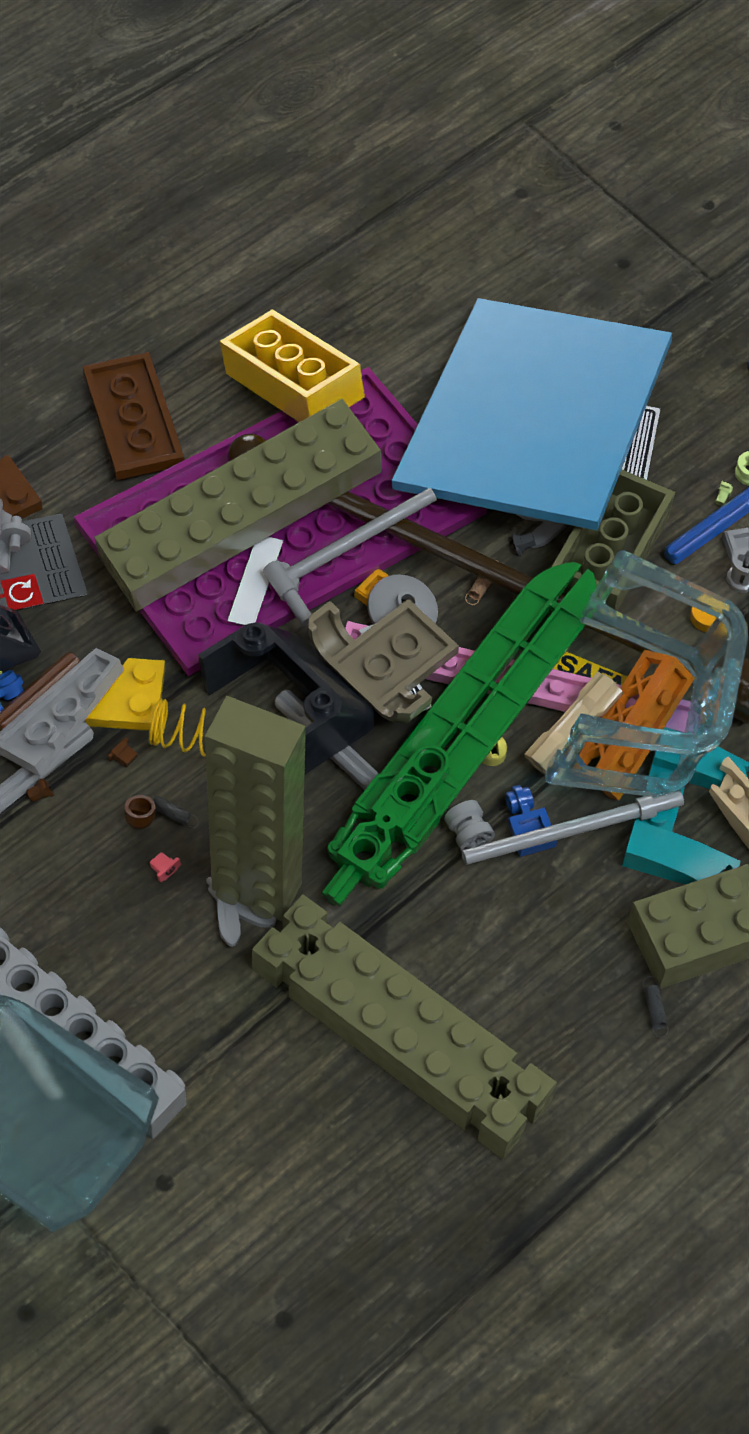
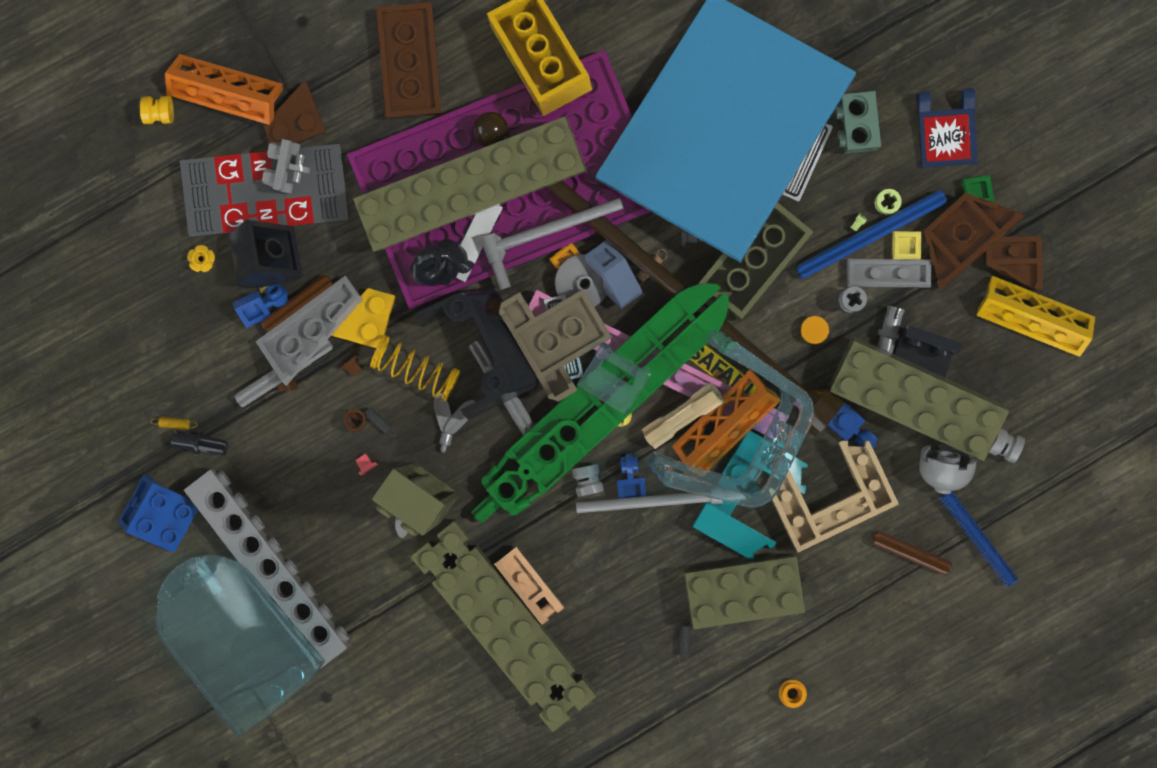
camera: 20 degrees right, 30 degrees up
(217, 601) = (440, 263): none -> black hair
(426, 966) = (528, 584): none -> light nougat plate
(448, 590) = (617, 276): none -> sand blue slope
(472, 697) = (610, 387): none -> clear light blue plate
(690, 393) = (866, 122): none -> sand green brick

